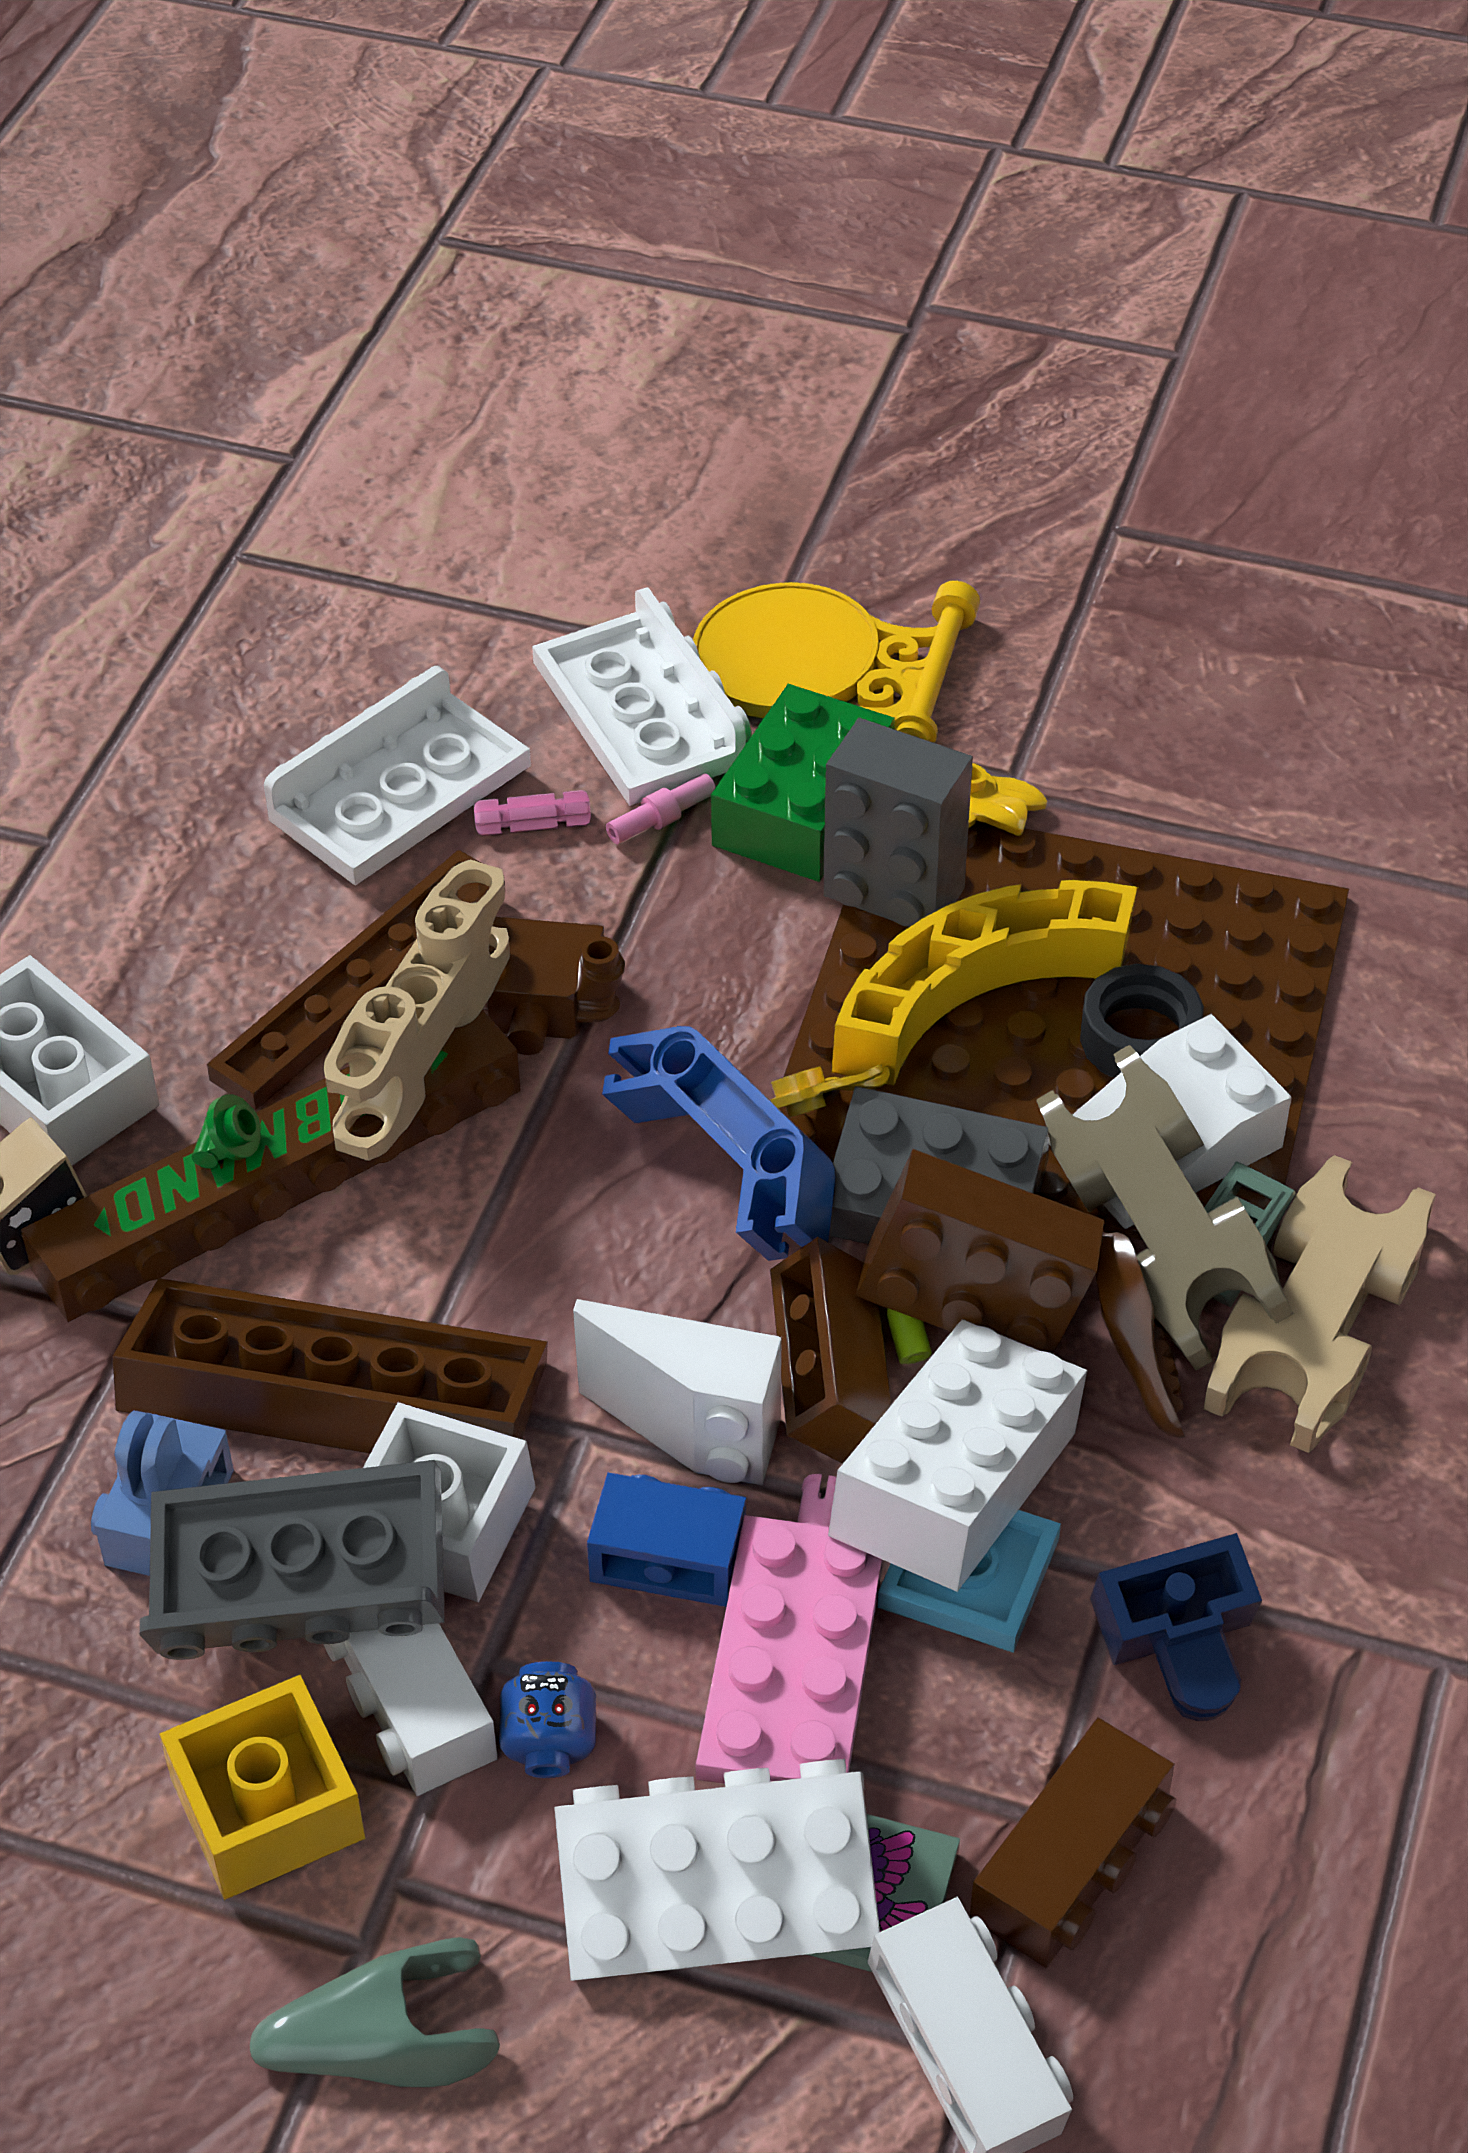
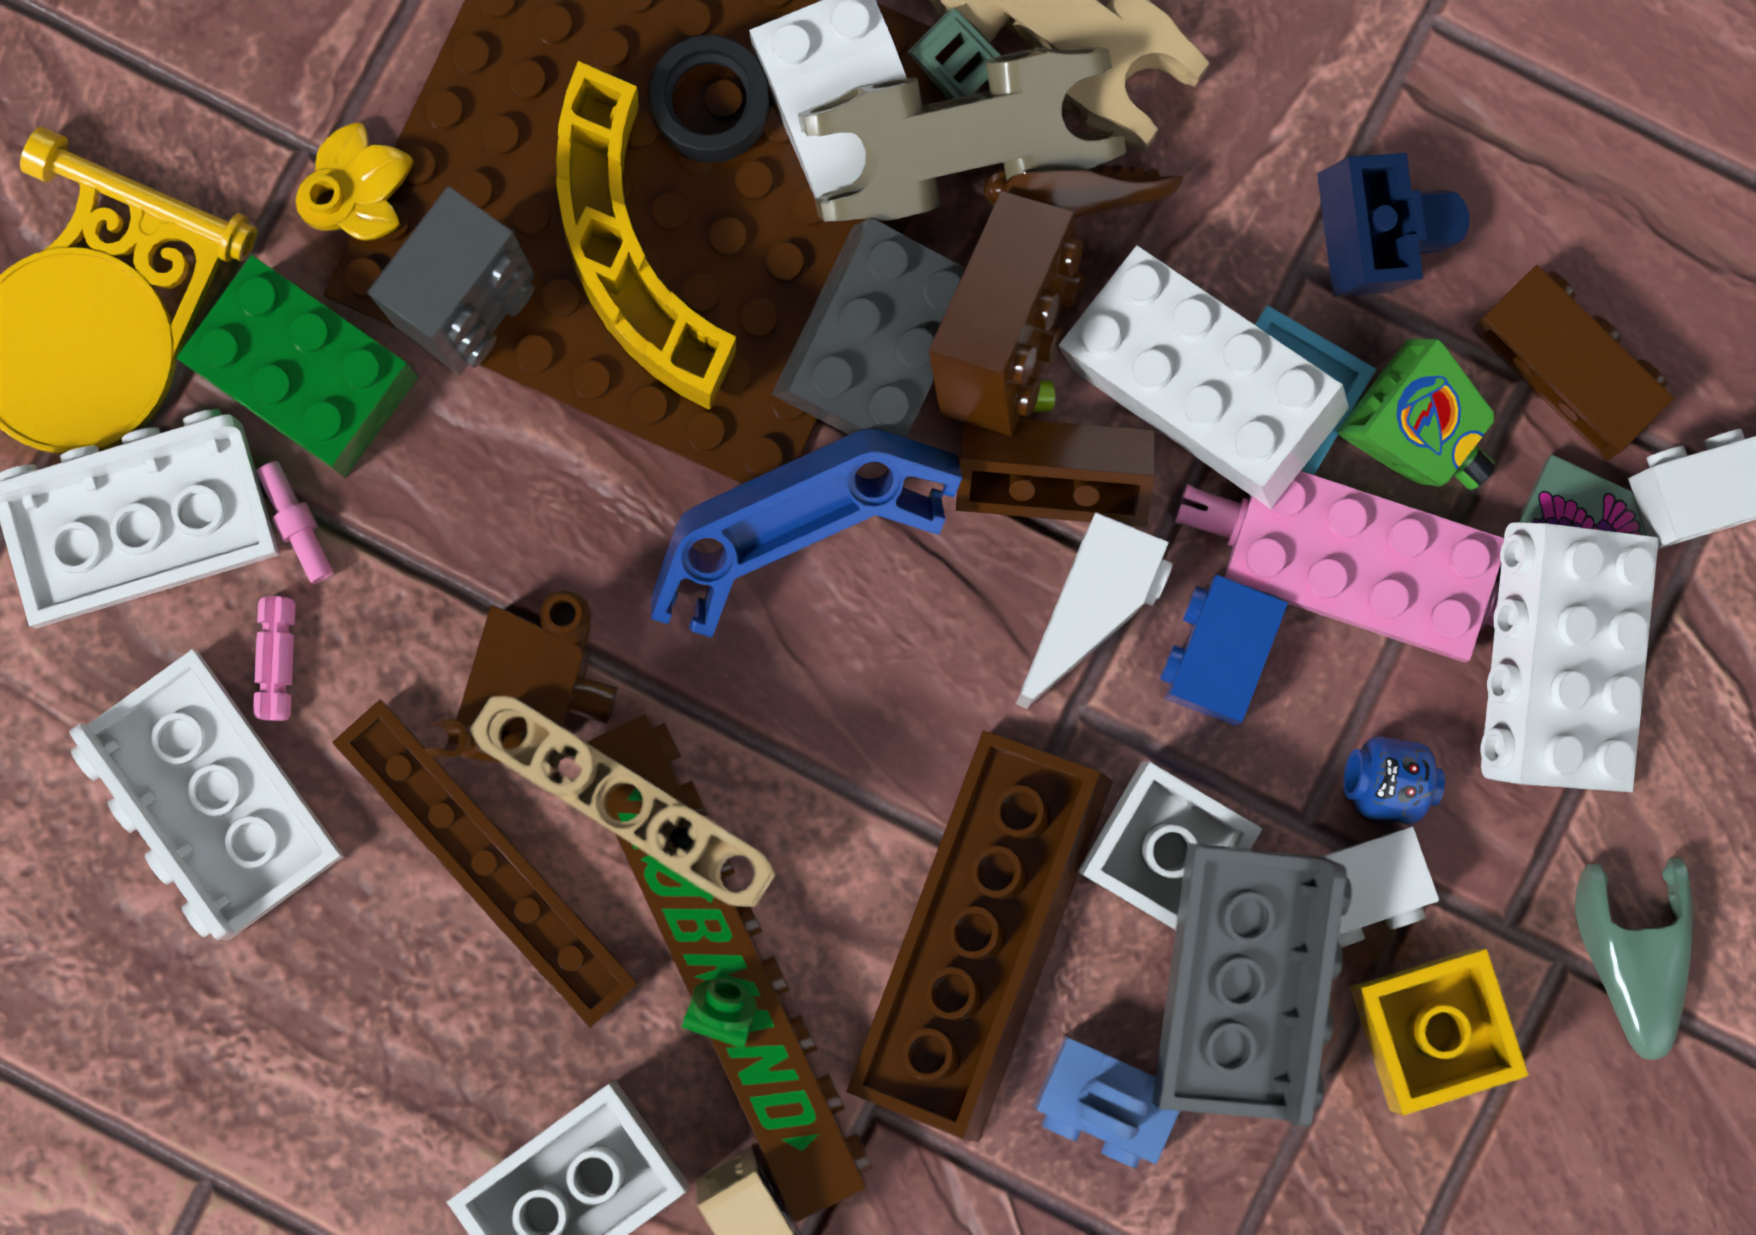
camera: 80 degrees left, 35 degrees up
(805, 1090) = (758, 415): yellow plate -> none
(965, 1685) = (1423, 418): none -> bright green torso

